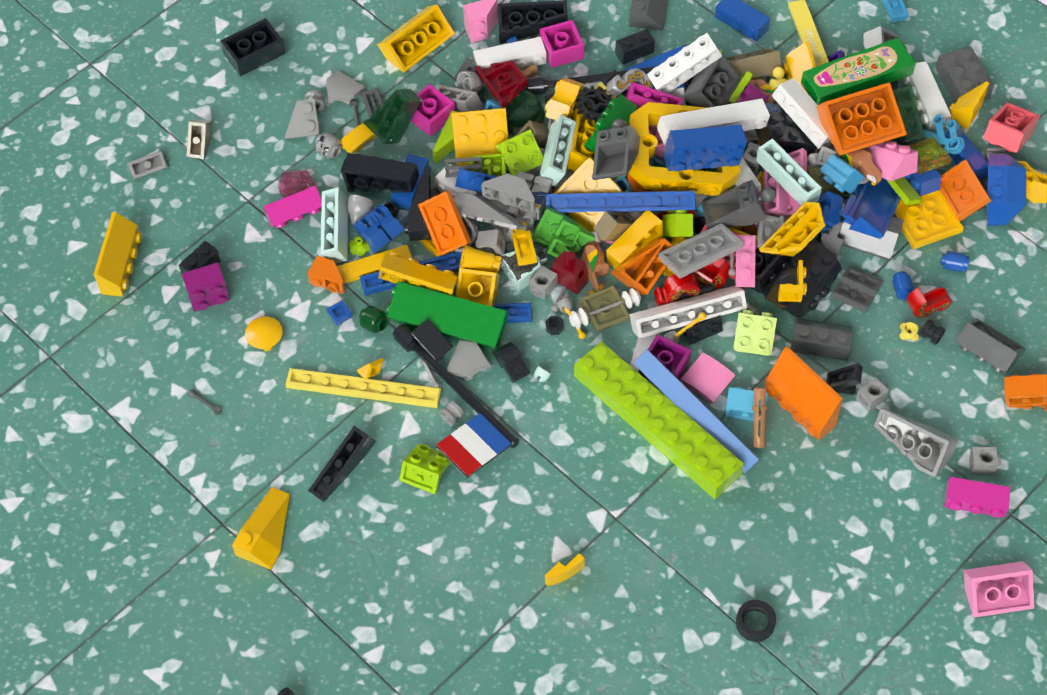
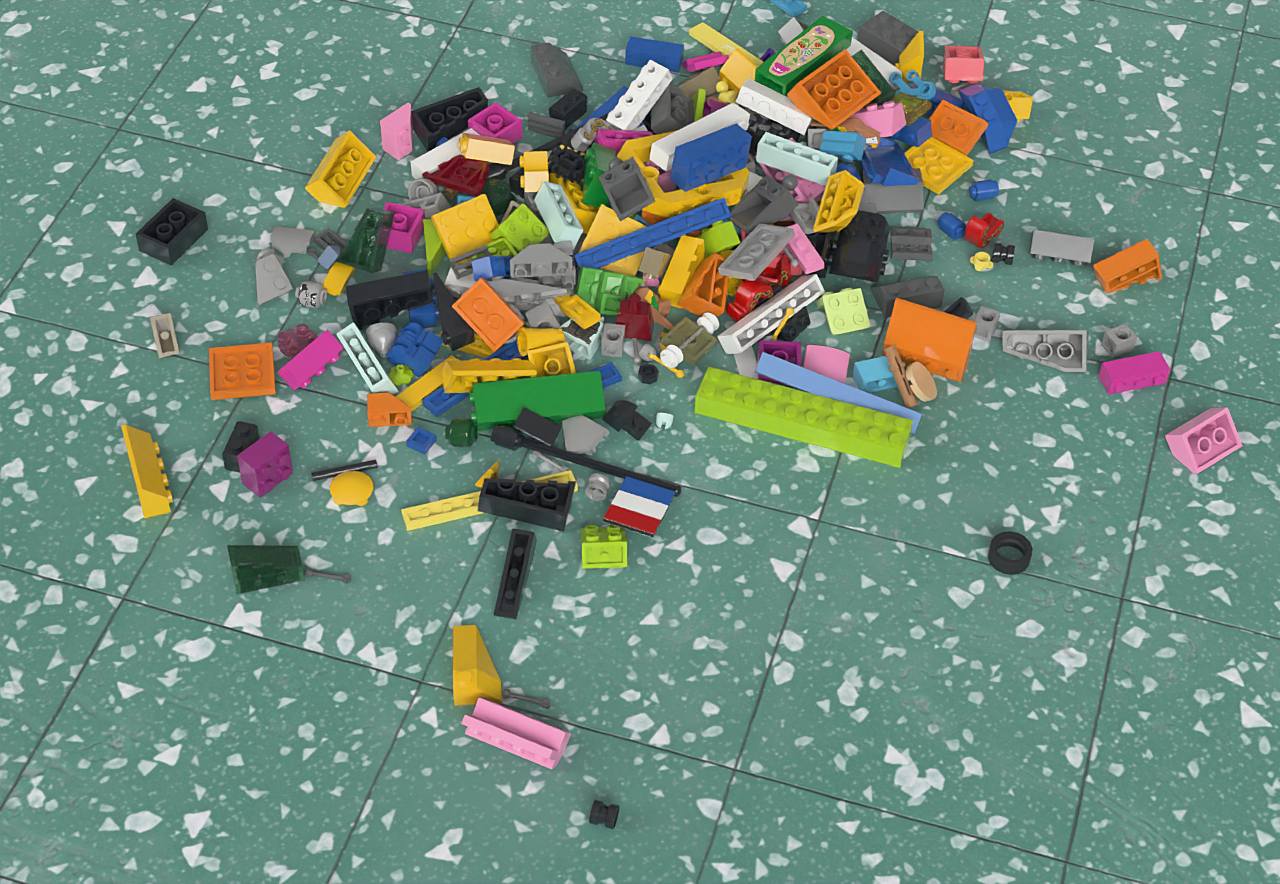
camera: 30 degrees left, 10 degrees down
(147, 165) = (119, 379): light grey slope -> none
(157, 375) = (264, 566): none -> clear green wedge
(239, 194) = (241, 371): none -> orange plate
(261, 313) = (329, 473): none -> black bar
(262, 602) = (516, 733): none -> bright pink brick
(302, 584) = (545, 703): none -> dark grey hinge
(360, 115) = (329, 255): none -> sand blue slope
(392, 409) = (528, 501): none -> black wedge
(466, 66) = (409, 178): dark grey tile -> none
(535, 63) = (486, 148): none -> yellow brick
(561, 573) = (802, 583): yellow slope -> none
(608, 55) = (542, 125): none -> dark grey tile
(776, 41) = (704, 62): none -> dark pink slope
(777, 428) = (922, 381): none -> tan tile
(792, 292) = (869, 250): yellow bracket -> none
(905, 191) = (902, 145): lime tile -> none

